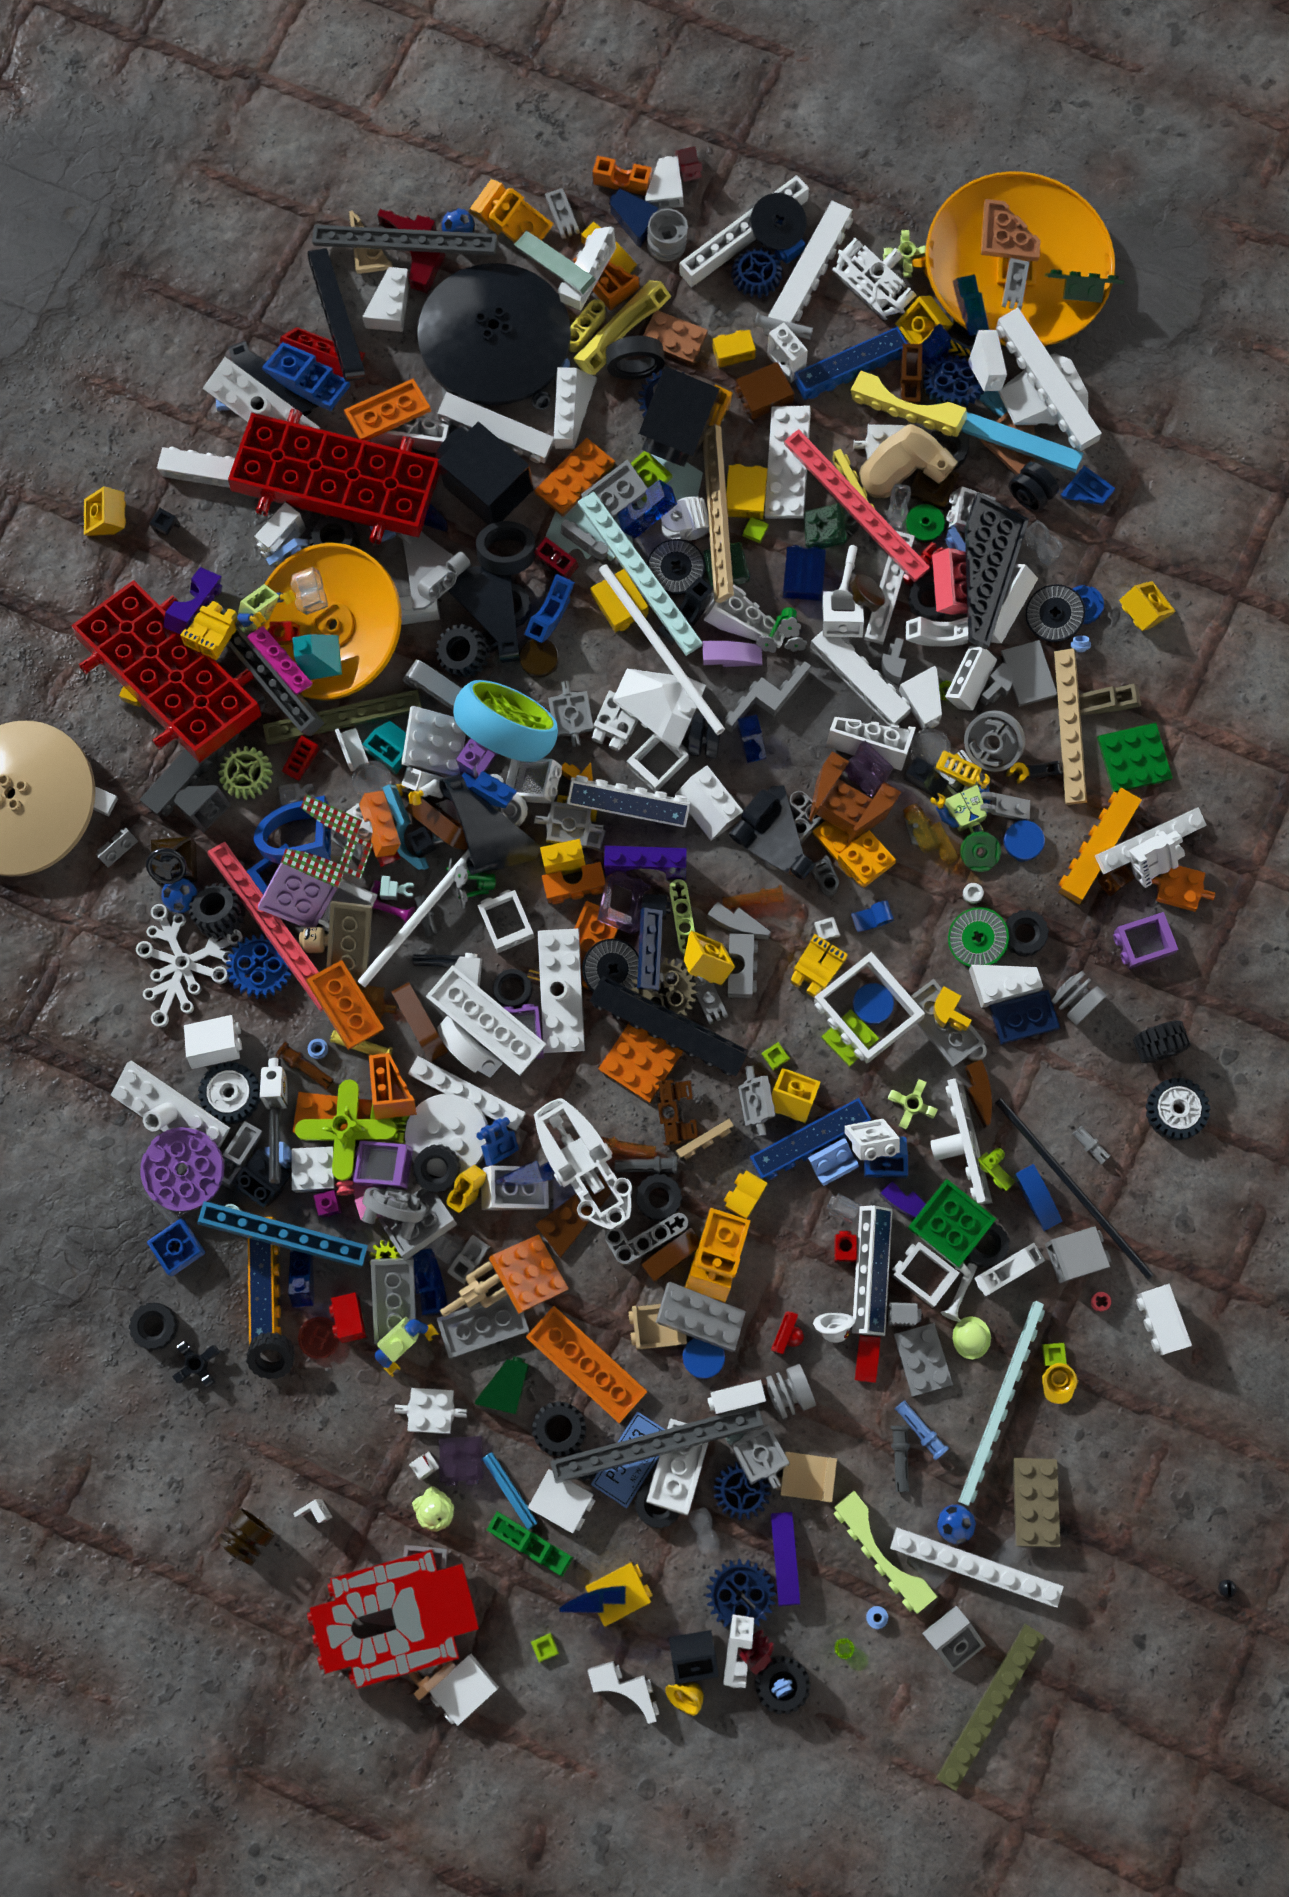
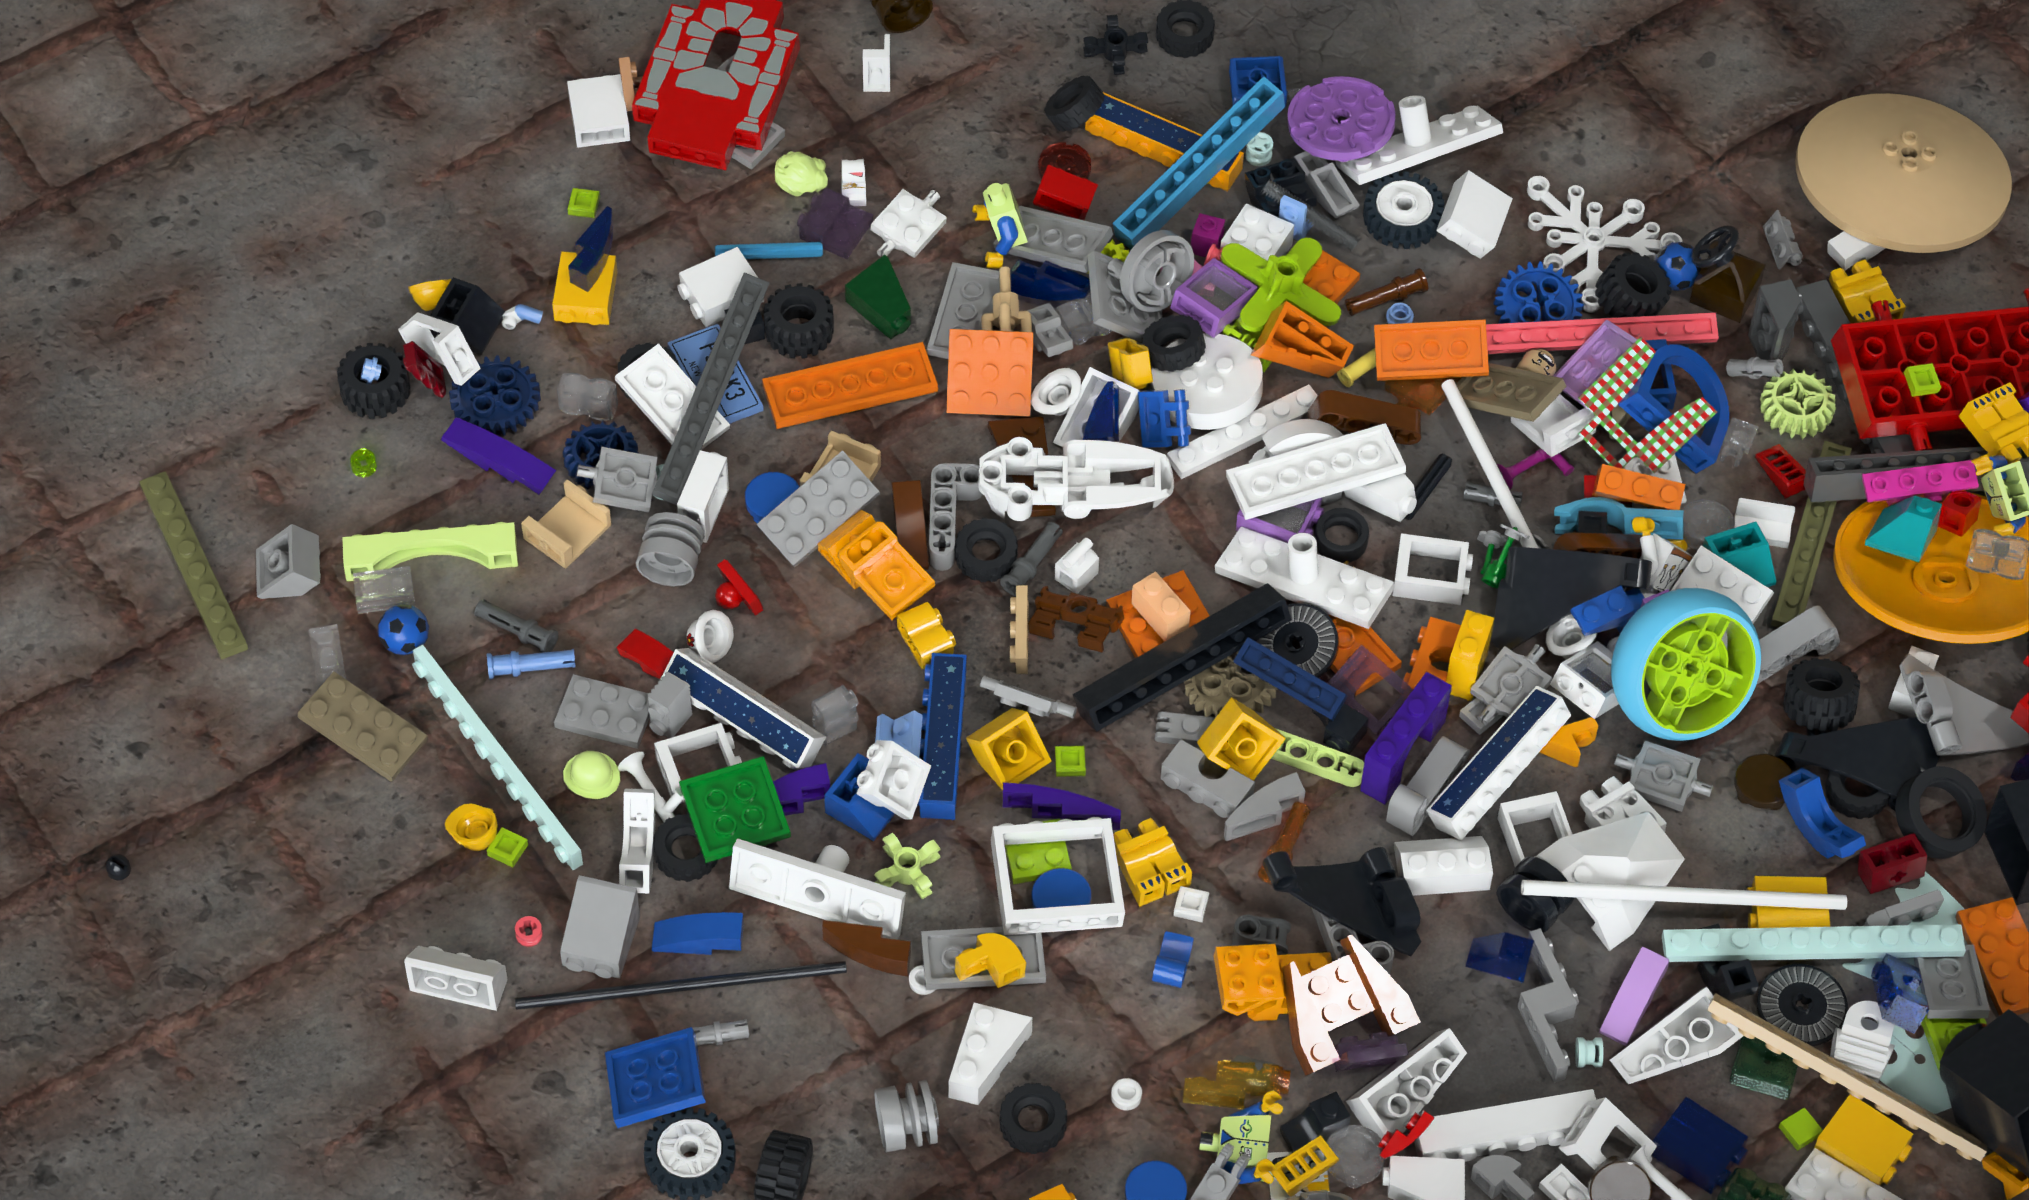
camera: 115 degrees right, 20 degrees down
(136, 773) = (1861, 290): none -> yellow hips
(206, 688) = (1922, 379): none -> lime tile
(235, 808) = (1754, 367): none -> light grey pin
(274, 1085) = (1382, 248): white torso -> none
(301, 1279) = (1133, 170): clear blue slope -> none
(390, 889) = (1548, 477): light aqua piece -> none
(516, 1223) = (1056, 392): none -> white hat
(529, 1543) = (699, 240): green slope -> none
(606, 1678) = (475, 254): white arch -> none
(629, 1148) = (1085, 529): clear orange pin -> none
(637, 1132) = (1077, 566): none -> white brick
(643, 1058) = (1160, 606): none -> light nougat brick
(663, 1625) = (518, 313): none -> arm
(687, 837) = (1410, 802): none -> light grey beam
(783, 659) = (1586, 1051): none -> light aqua wheel
(788, 627) = (1643, 1087): light grey plant -> none
(812, 1032) = (1057, 803): none -> dark purple slope
(842, 1256) = (788, 689): red brick -> none
(884, 1617) = (369, 516): light blue plate -> none
(914, 718) = (1398, 1141): none -> red slope
(964, 931) = (1042, 1063): piece -> none
(976, 1567) = (342, 624): white plate -> none
(989, 856) = (1175, 1127): green plate -> none
(990, 1164) = (763, 899): lime hinge -> none
(1024, 1017) = (927, 1053): dark blue tile -> none
(1150, 1156) = (655, 1077): none -> blue plate

